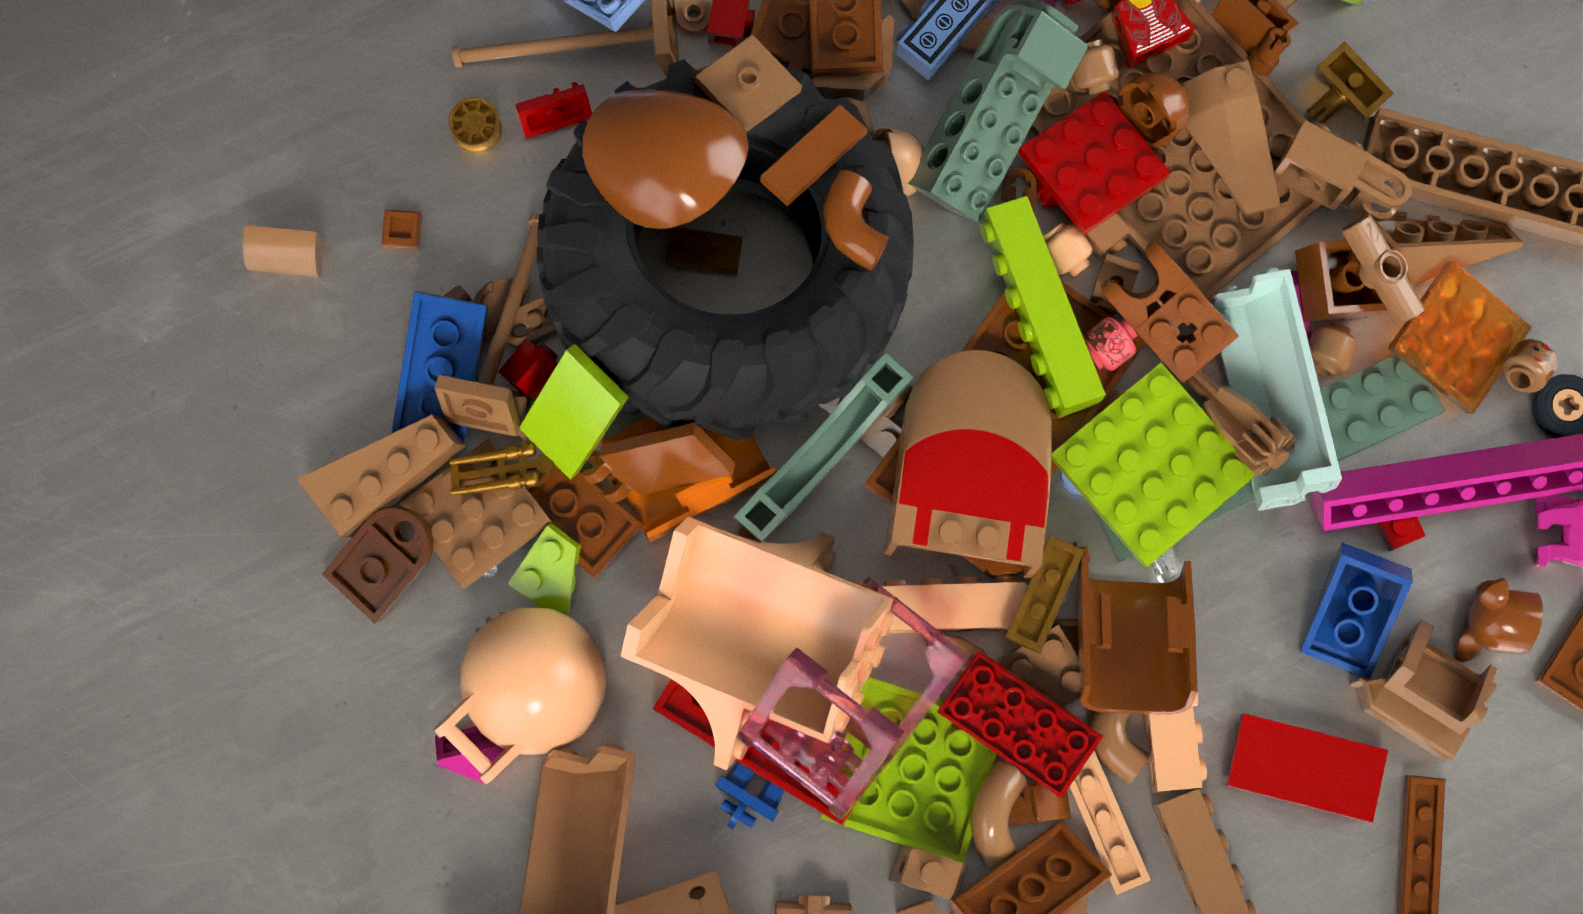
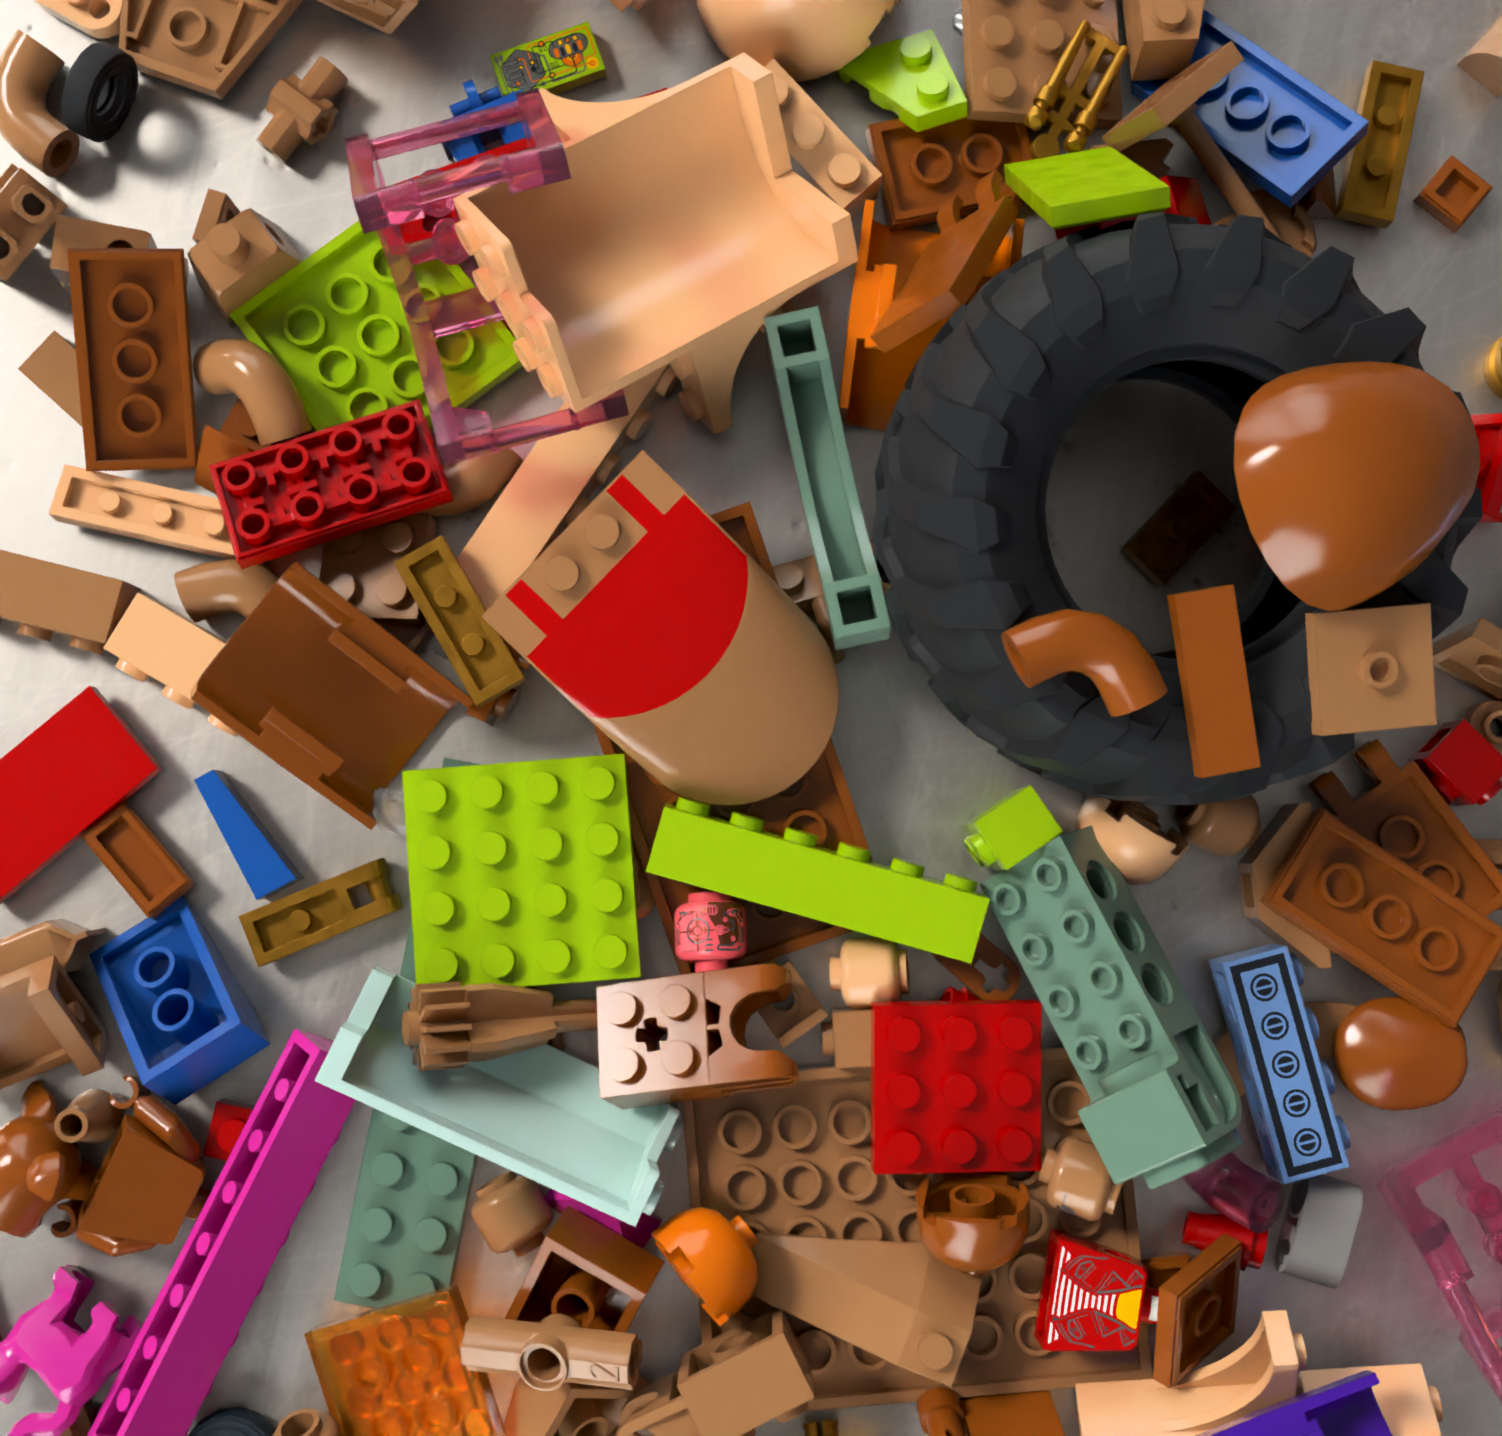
camera: 130 degrees right, 5 degrees up
(396, 288) = (1378, 161): none -> pearl gold plate
(630, 595) = (821, 149): none -> light nougat brick
(683, 791) = (551, 62): none -> tile
(940, 226) = (1010, 830): none -> lime brick
(1245, 630) = (252, 845): none -> blue piece
(1253, 567) = (318, 913): none -> pearl gold plate
(1276, 224) = (711, 1258): none -> orange cylinder
(1299, 689) = (138, 860): none -> dark orange tile
(1446, 614) = (88, 1118): none -> medium nougat cone
(1463, 553) = (143, 1183): none -> dark orange torso

